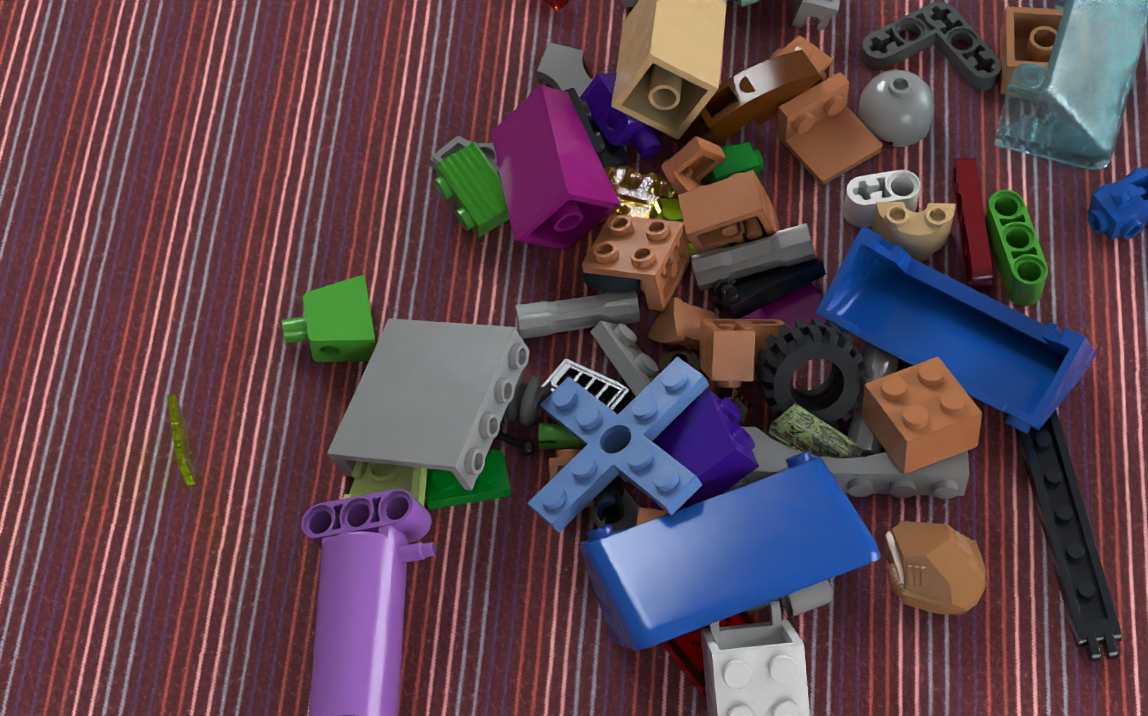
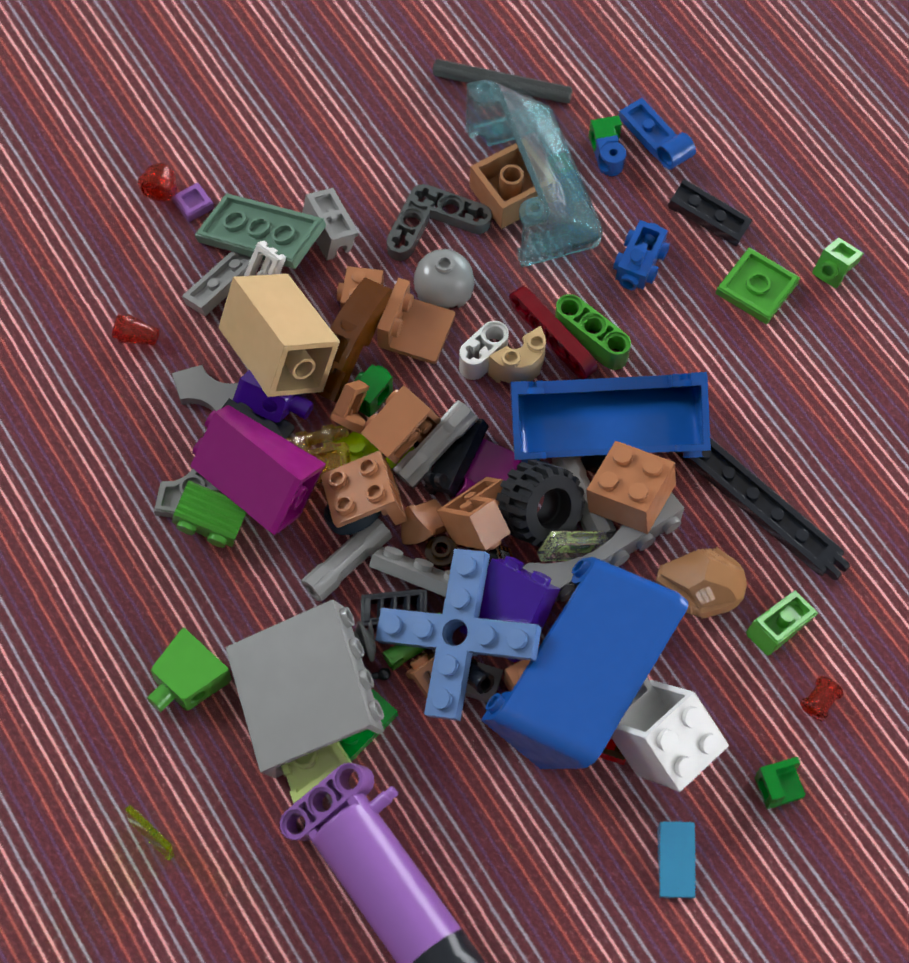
camera: 40 degrees left, 5 degrees up
(992, 665) = (781, 622): none -> bright green slope

